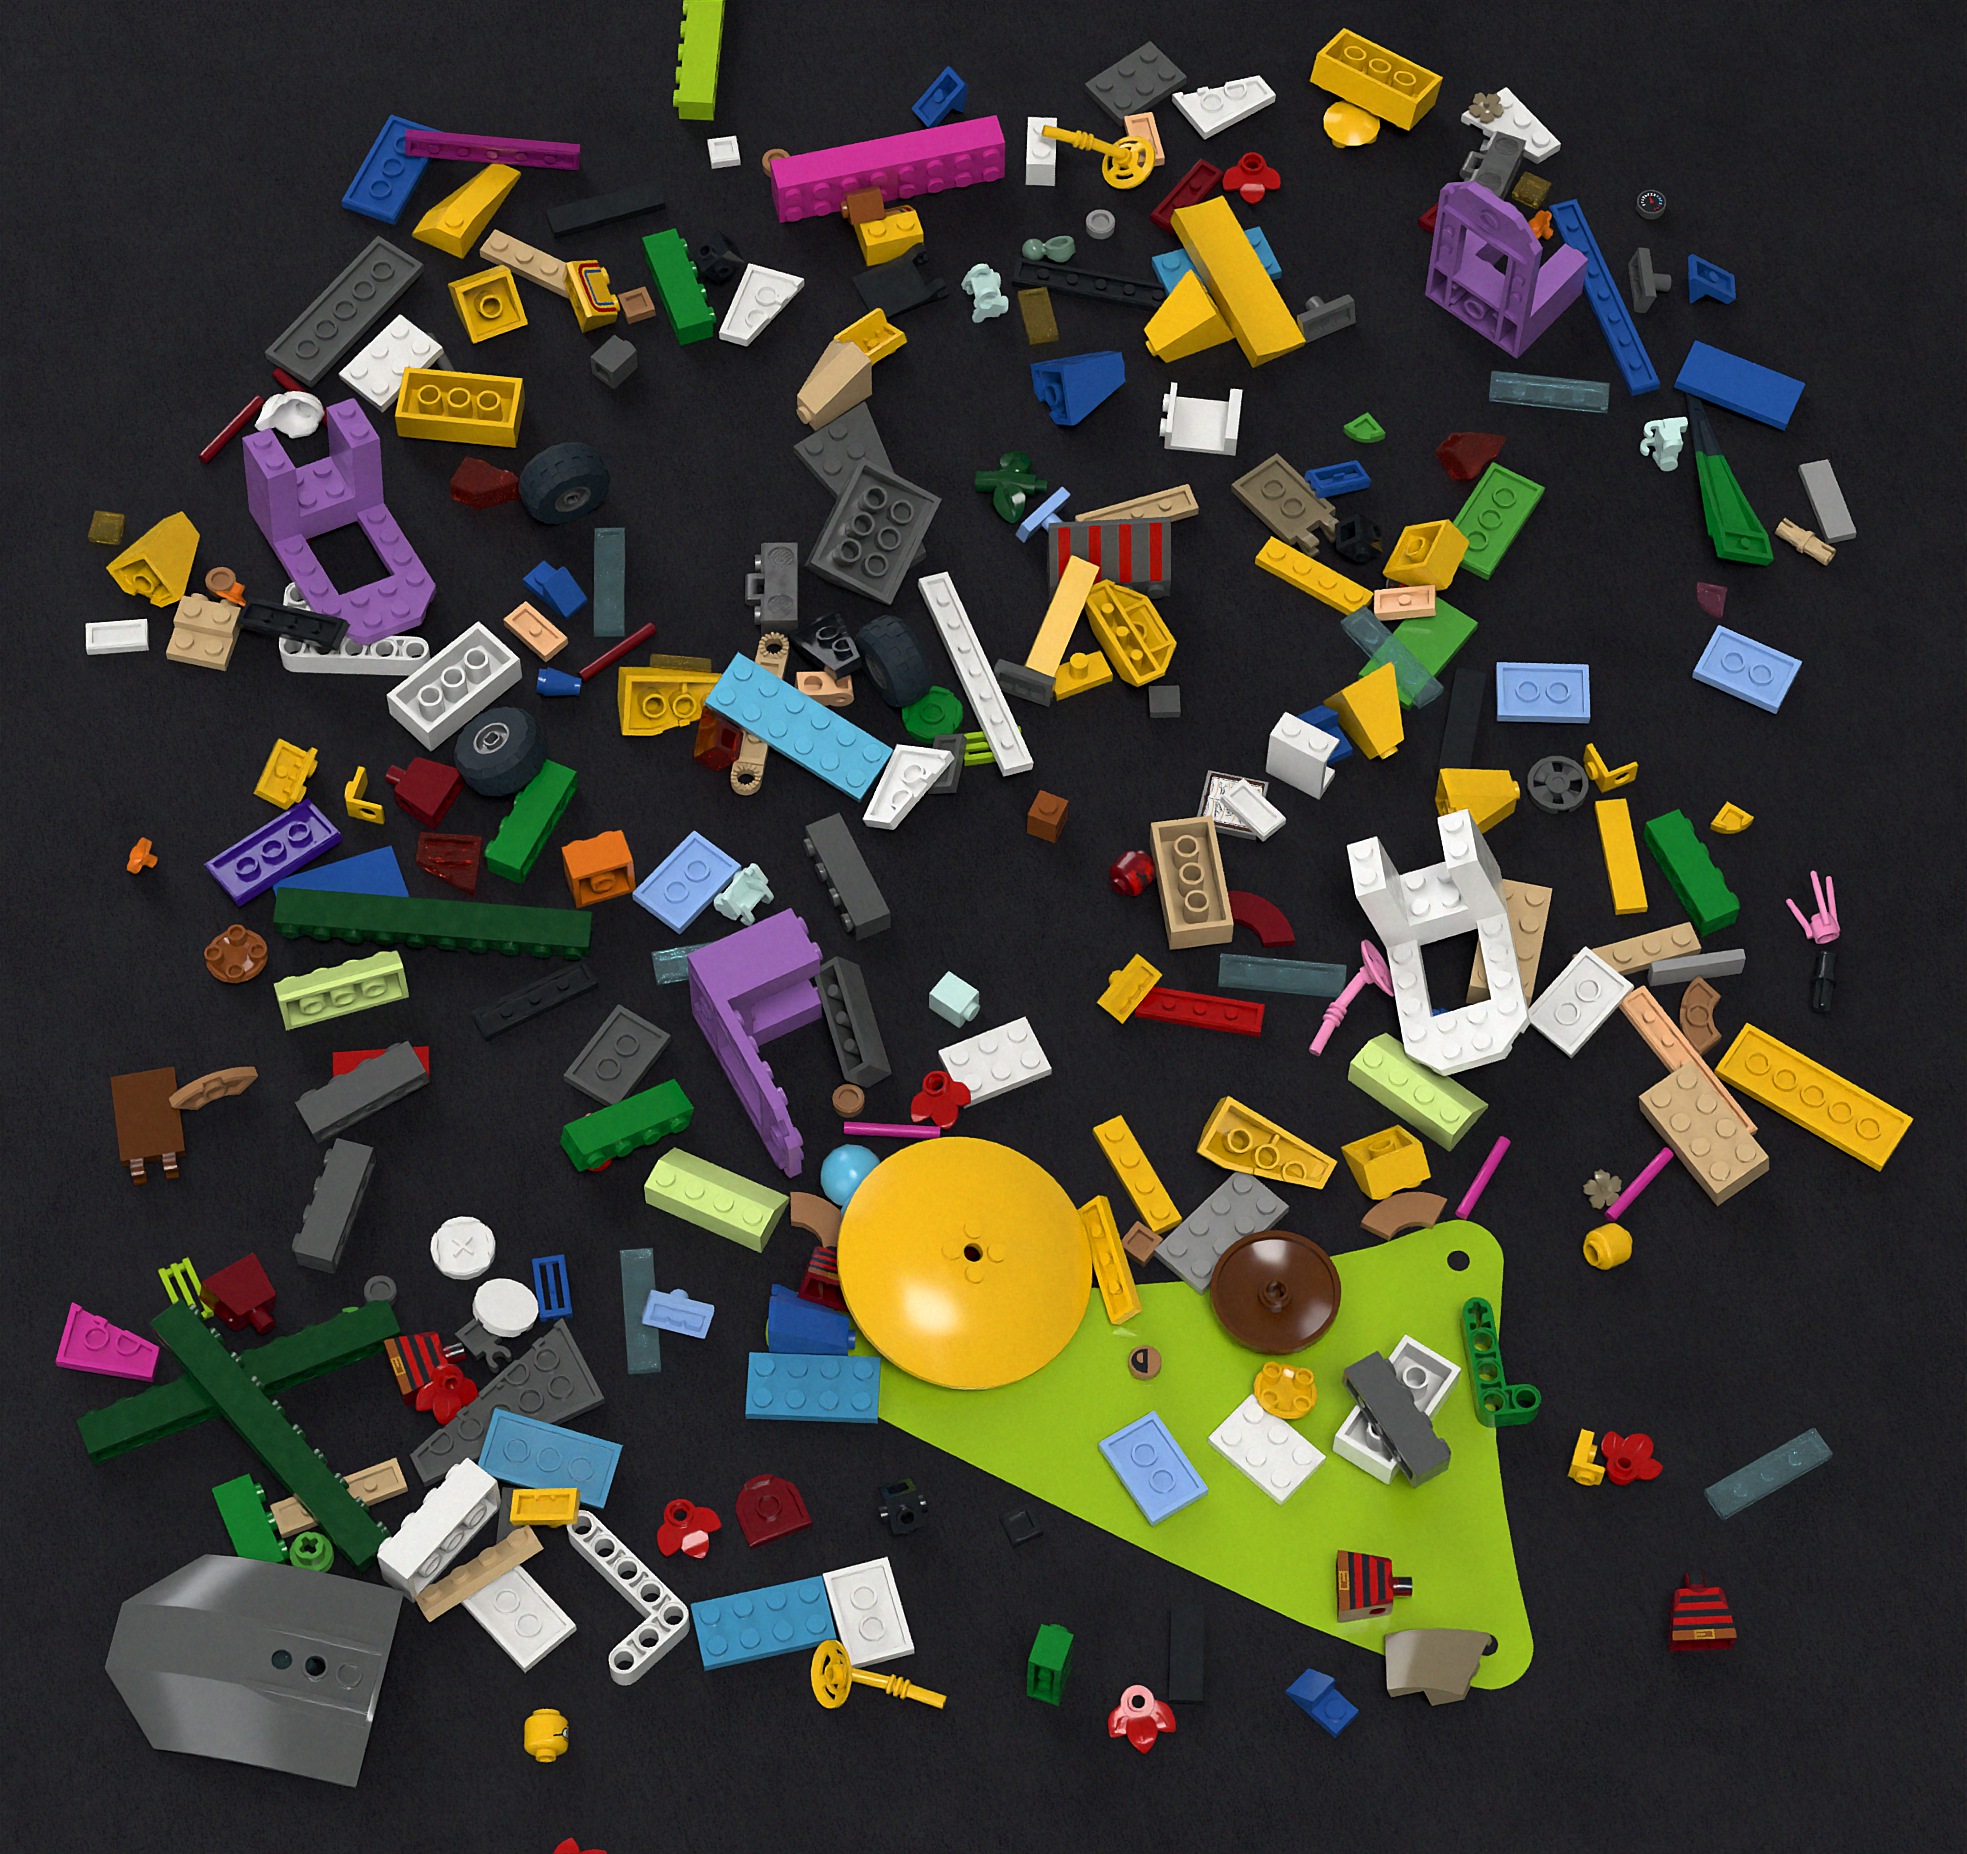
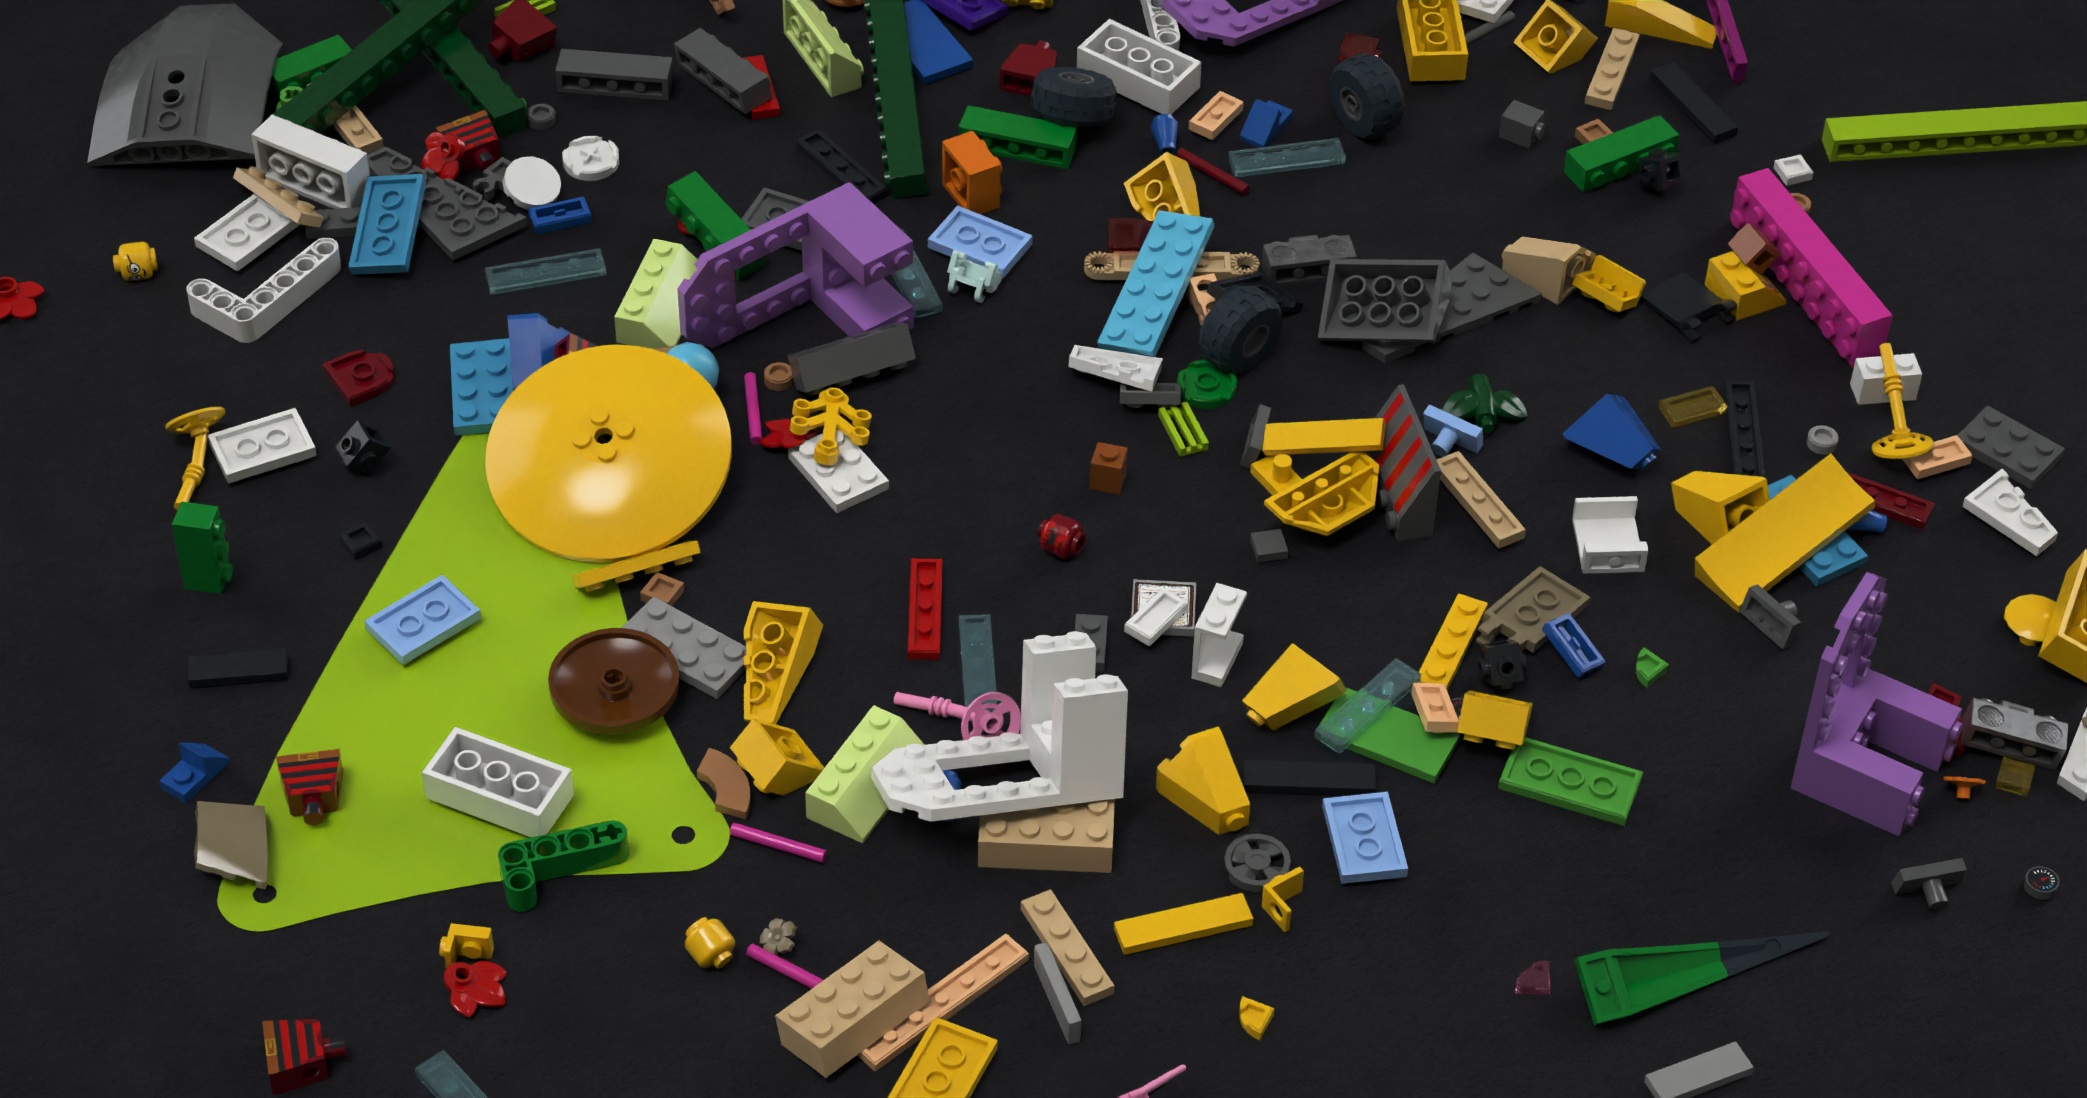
camera: 80 degrees right, 15 degrees down
(353, 796) = (1017, 31): yellow bracket -> none
(451, 858) = (970, 90): clear red wing -> none
(545, 1507) = (339, 224): yellow tile -> none
(589, 294) = (1580, 86): yellow slope -> none
(678, 1313) = (539, 285): light blue tile -> none
(681, 663) = (1204, 201): clear yellow tile -> none
(688, 1534) = (336, 323): red plate -> none
(757, 303) = (1625, 208): white wing -> none
(763, 1623) = (249, 379): dark azure plate -> none
(847, 877) = (1009, 342): dark grey brick -> none
(903, 1053) = (832, 402): none -> yellow plant
(944, 94) = (1918, 299): blue slope -> none
(954, 1000) = (894, 427): light aqua brick -> none
(975, 674) = (1243, 402): white plate -> none
(985, 286) = (1699, 358): light aqua piece -> none
(1058, 249) = (1773, 406): sand green plate -> none
(1129, 988) = (928, 542): yellow tile -> none
(1137, 1175) = (735, 581): yellow plate -> none
(1140, 1723) = (171, 641): red plate -> none
(1144, 1363) = (535, 605): medium nougat tile -> none
(1191, 882) = (1057, 574): tan brick -> none
(1249, 181) = (1928, 545): red plate -> none
(1261, 918) = (1042, 623): dark red tile -> none
(1266, 875) = (1096, 628): none -> dark grey plate
(1266, 1450) = (453, 699): white plate -> none
(1285, 1390) = (515, 706): yellow dish -> none
(1327, 721) = (1251, 672): blue slope -> none
(1396, 1418) = (468, 759): dark grey brick -> none
(1467, 452) = (1643, 741): clear red slope -> none
(1549, 392) = (1753, 815): clear light blue tile -> none
(1578, 1002) = (989, 891): white plate -> none
(1606, 300) = (1898, 852): blue tile -> none
(1666, 441) = (1714, 908): light aqua piece -> none
(1691, 872) = (1173, 979): green brick -> none
(1696, 1016) = (1001, 1006): medium nougat tile -> none
(1709, 279) = (1950, 929): blue slope -> none
(1739, 385) = (1823, 978): blue tile -> none
(1747, 669) = (1447, 1012): light blue plate -> none
(1805, 541) = (1635, 1056): tan pin -> none

